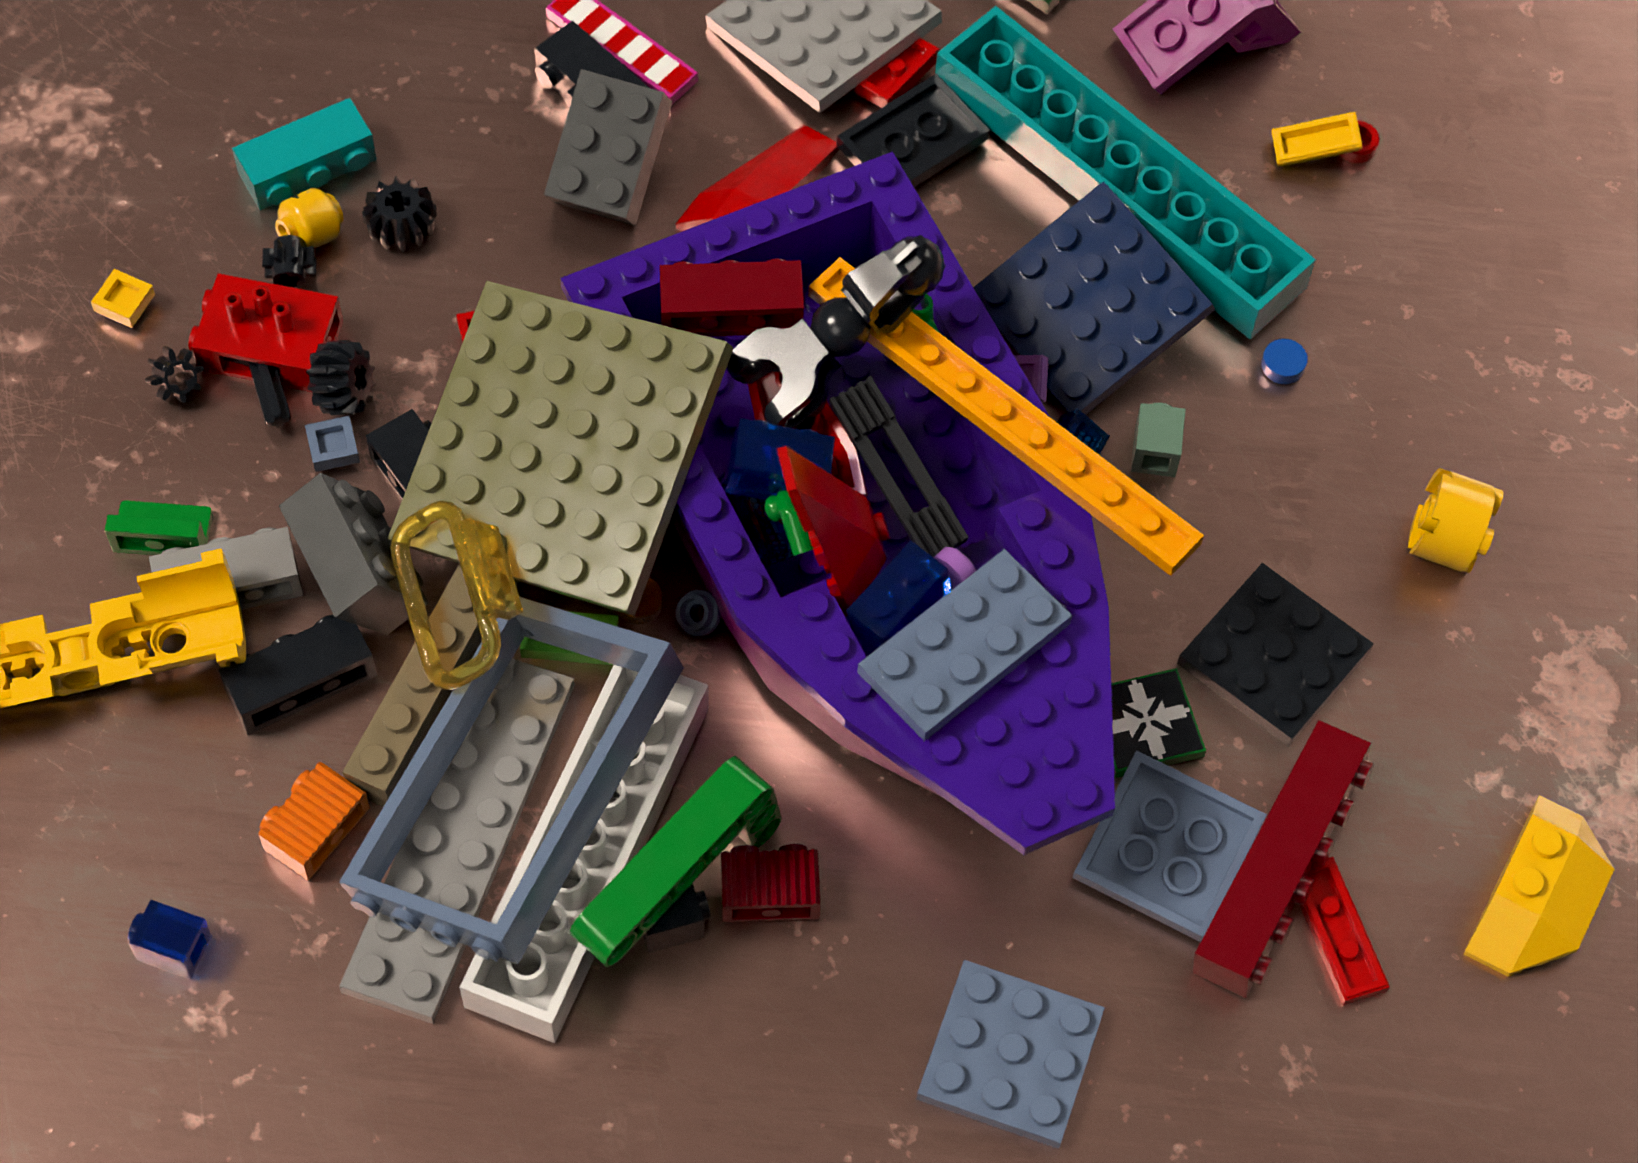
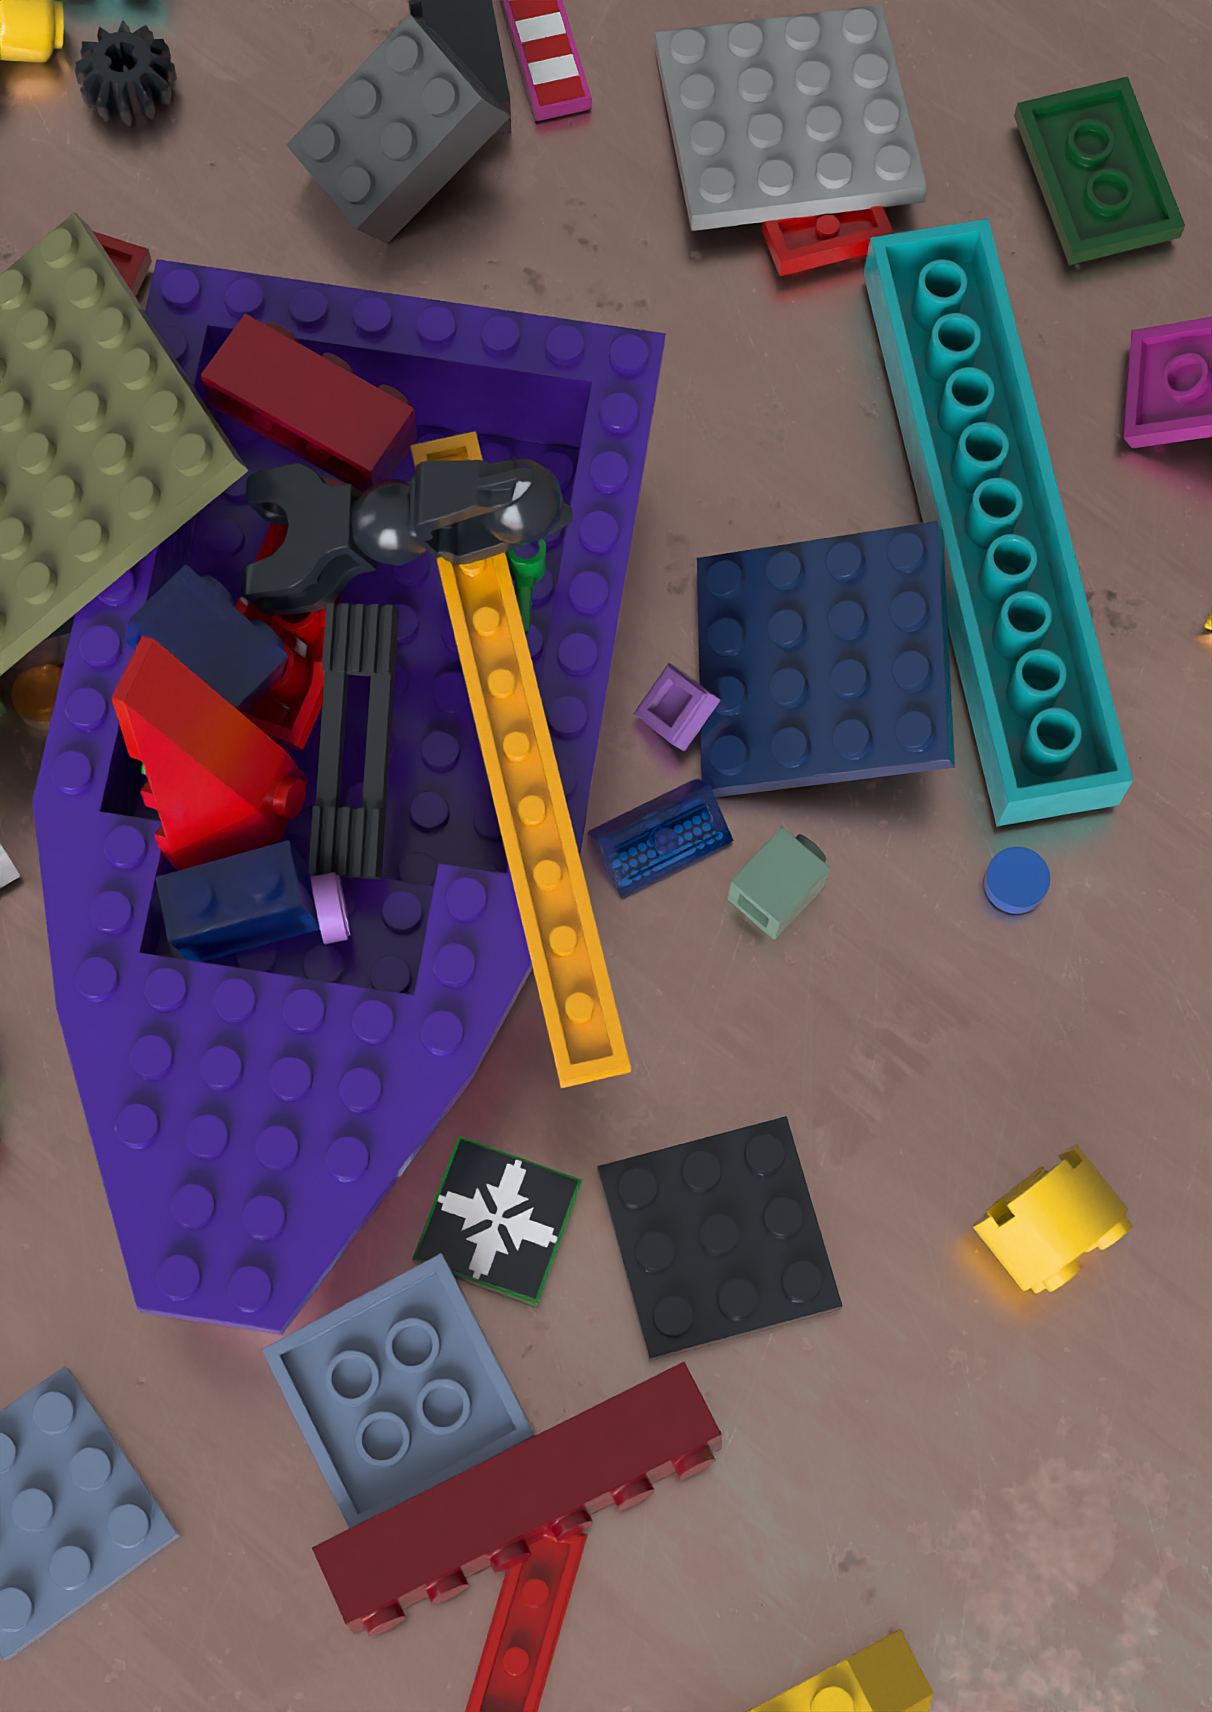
camera: 35 degrees right, 10 degrees up
(780, 168) = (568, 279): red wedge -> none
(921, 127) = (781, 326): black plate -> none
(964, 644) = (250, 1011): sand blue plate -> none

